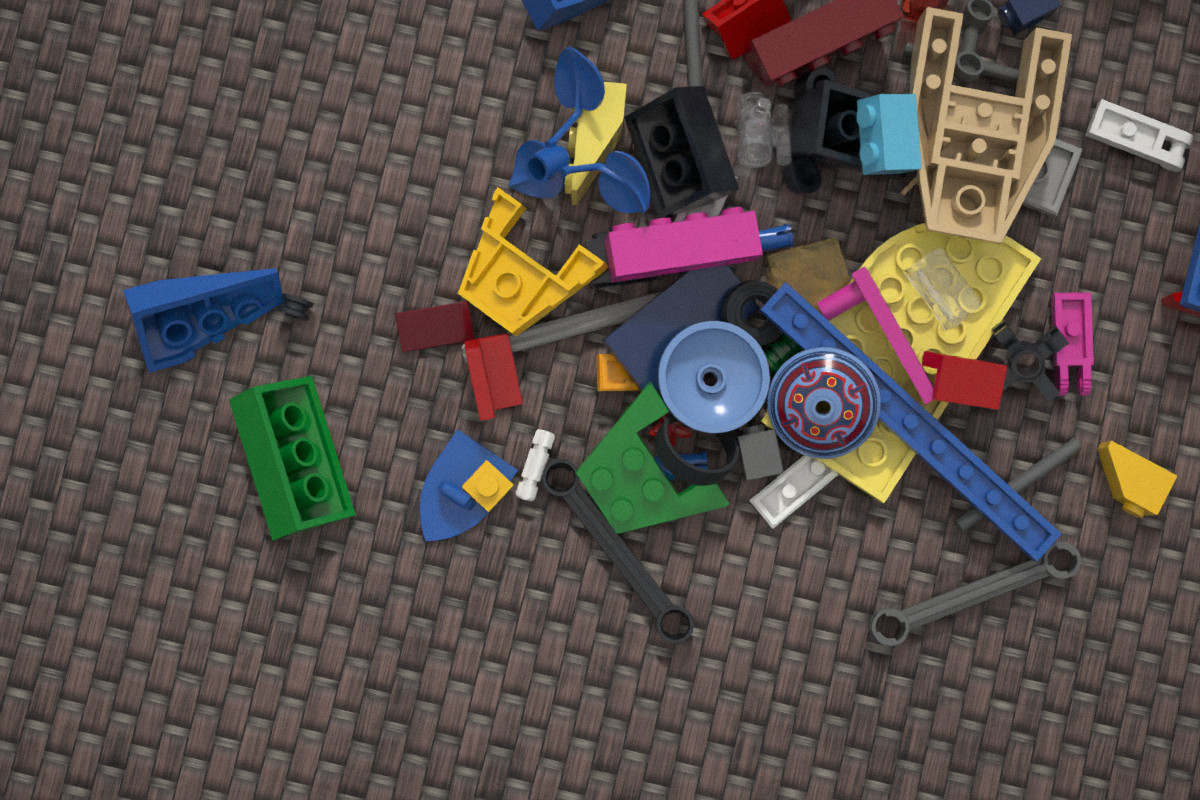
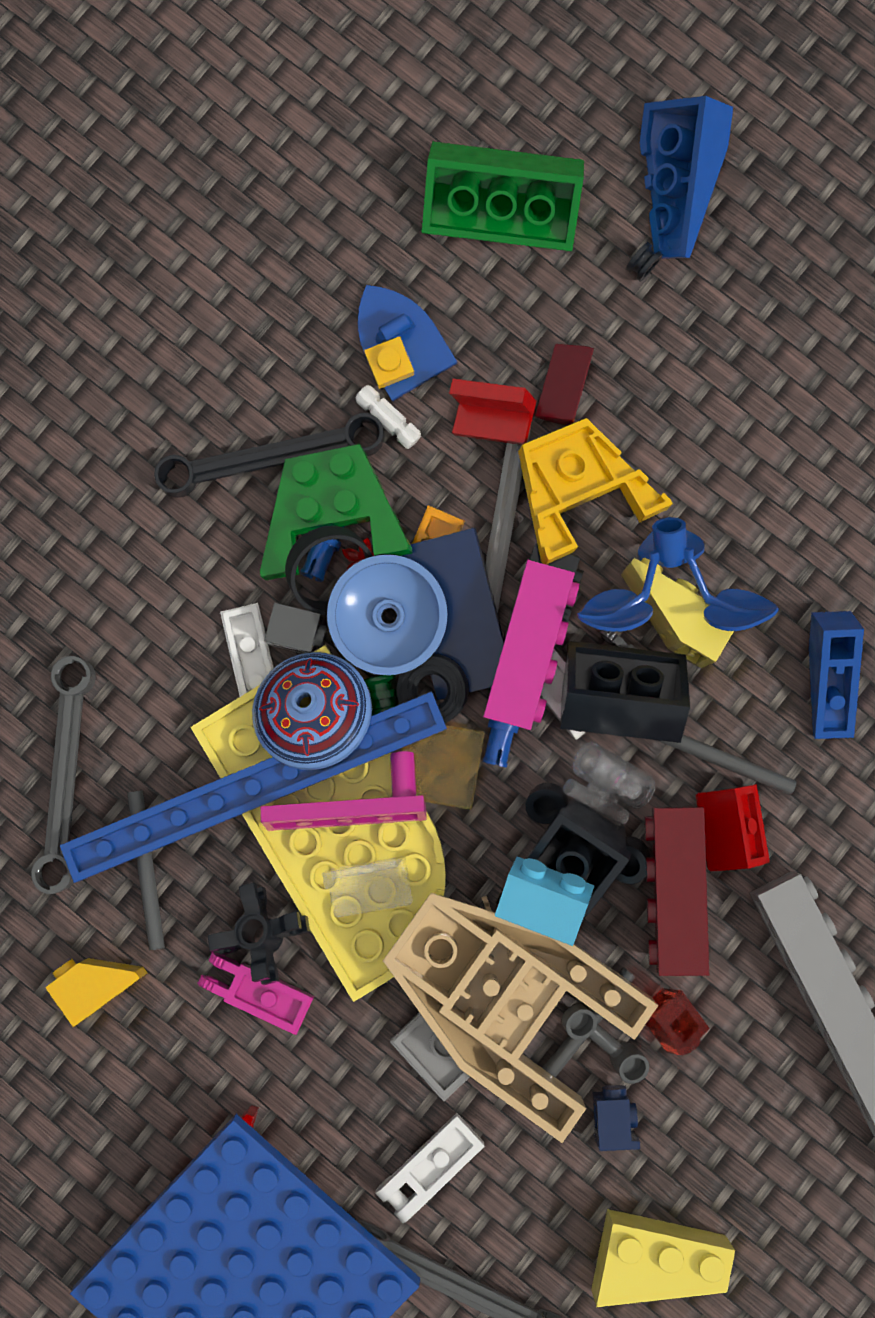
camera: 125 degrees right, 0 degrees up
(966, 380) = (267, 860): red panel -> none

